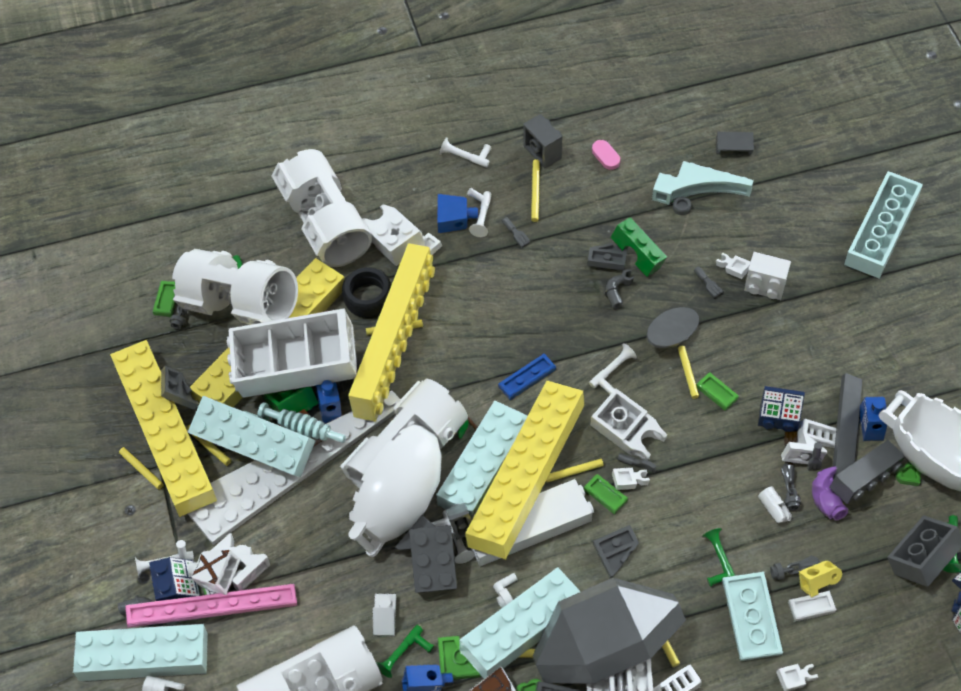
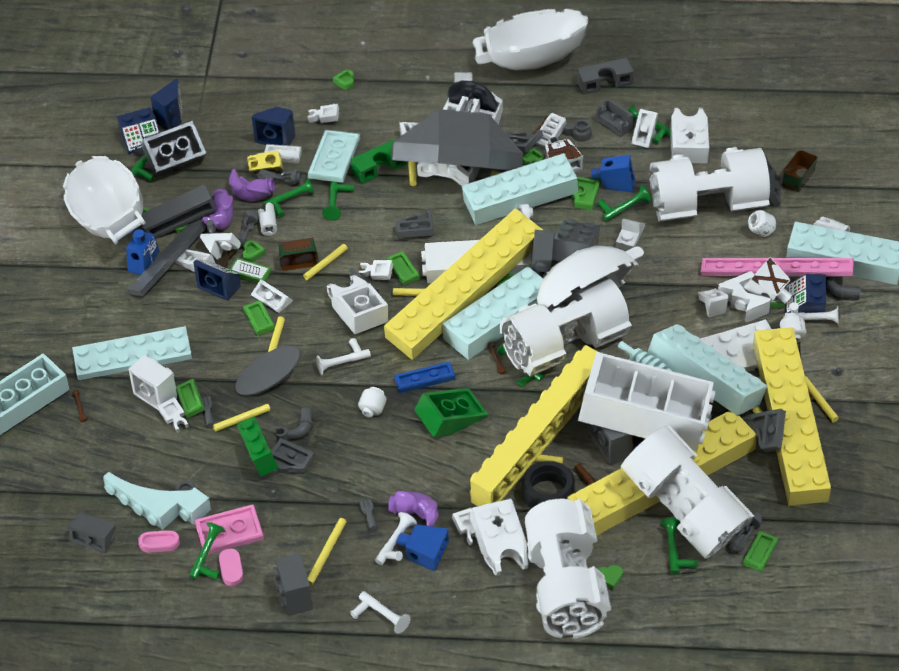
camera: 160 degrees left, 10 degrees down
(180, 531) = (795, 321): none -> white head
(241, 663) = (762, 223): none -> white head
(270, 543) = (715, 301): none -> white slope
(290, 238) = (612, 575): none -> bright green tile
(479, 244) = (413, 503): none -> medium lavender animal
(484, 342) = (449, 411): none -> green slope
(561, 328) = (372, 402): none -> white head
(625, 185) = (240, 526): none -> bright pink tile
(632, 167) = (214, 531): none -> green piece
(675, 158) = (159, 541): none -> bright pink tile
(677, 281) = (241, 417): none -> light yellow bar
(688, 476) = (323, 263): none -> light yellow bar
(689, 637) = (365, 165): none -> green arch
(718, 420) = (271, 296): none -> white slope
(718, 468) = (298, 254): none -> reddish brown piece
(729, 286) = (190, 398): none -> bright green tile
(756, 559) = (306, 187): none -> green piece
(757, 440) = (250, 271): none -> tile
(768, 466) = (252, 251): none -> bright green tile
(807, 537) = (250, 191): none -> medium lavender animal
(812, 317) = (121, 353): none -> light aqua plate
(814, 244) = (83, 418): none -> reddish brown hinge
(833, 619) = (274, 127): none -> dark blue slope

